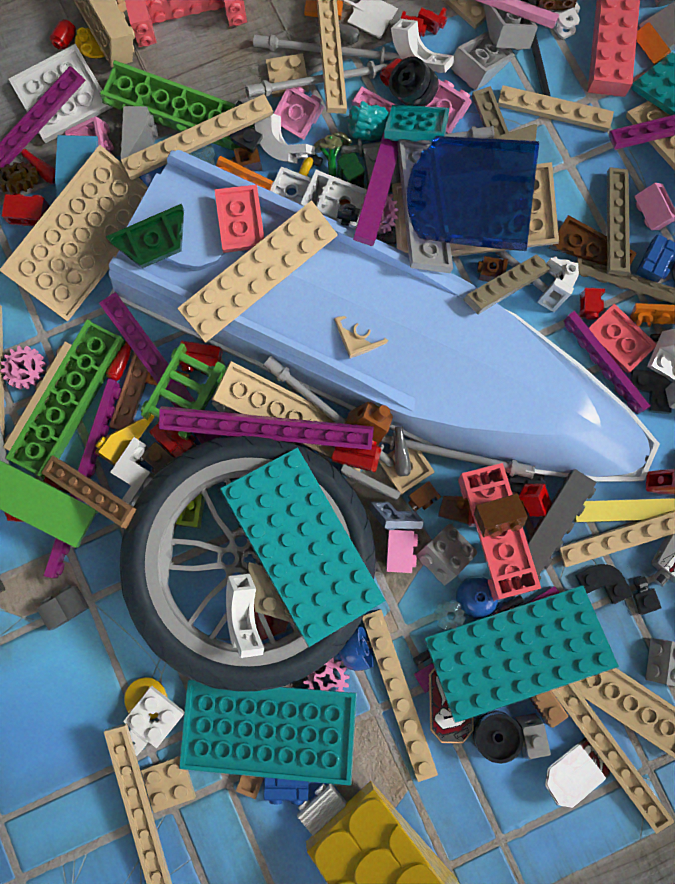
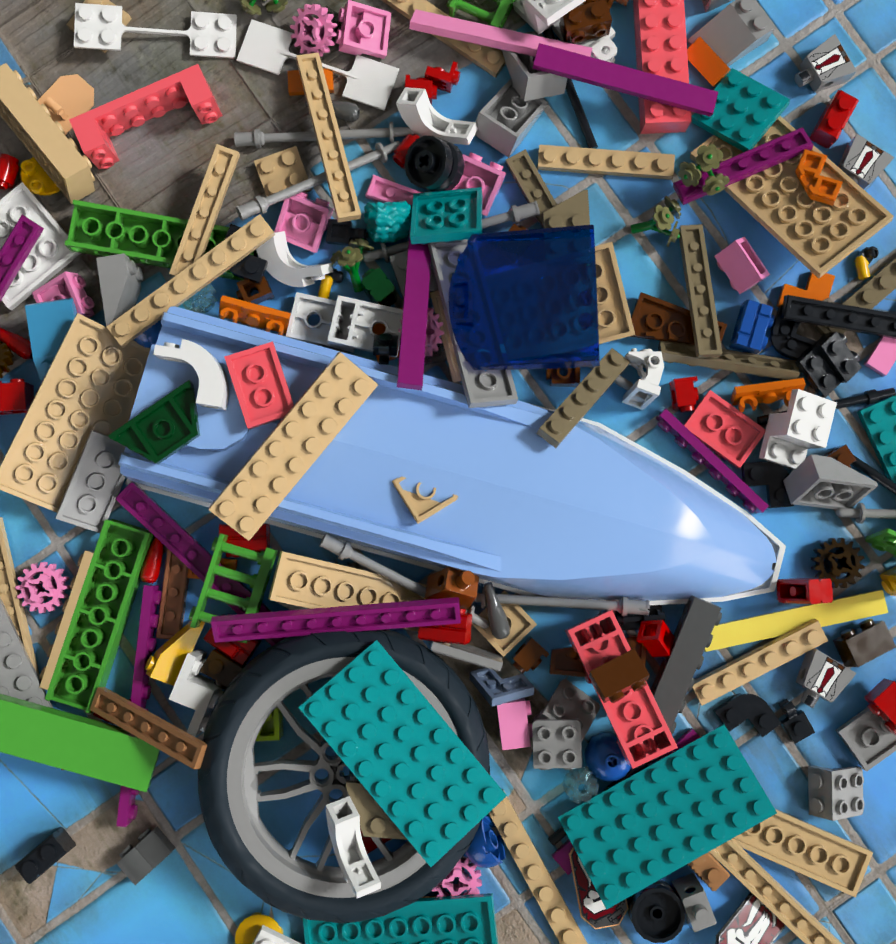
camera: 10 degrees left, 5 degrees up
(83, 288) = (93, 484): none -> light grey plate
(200, 211) = (213, 383): none -> white arch
(221, 83) = (206, 208): none -> tan plate
(326, 125) = (342, 232): none -> black plate
(435, 574) = (557, 744): none -> light grey bracket
(583, 41) = (625, 80): none -> magenta tile
(597, 157) = (662, 219): none -> olive plant
(641, 110) = (707, 159): none -> olive plant

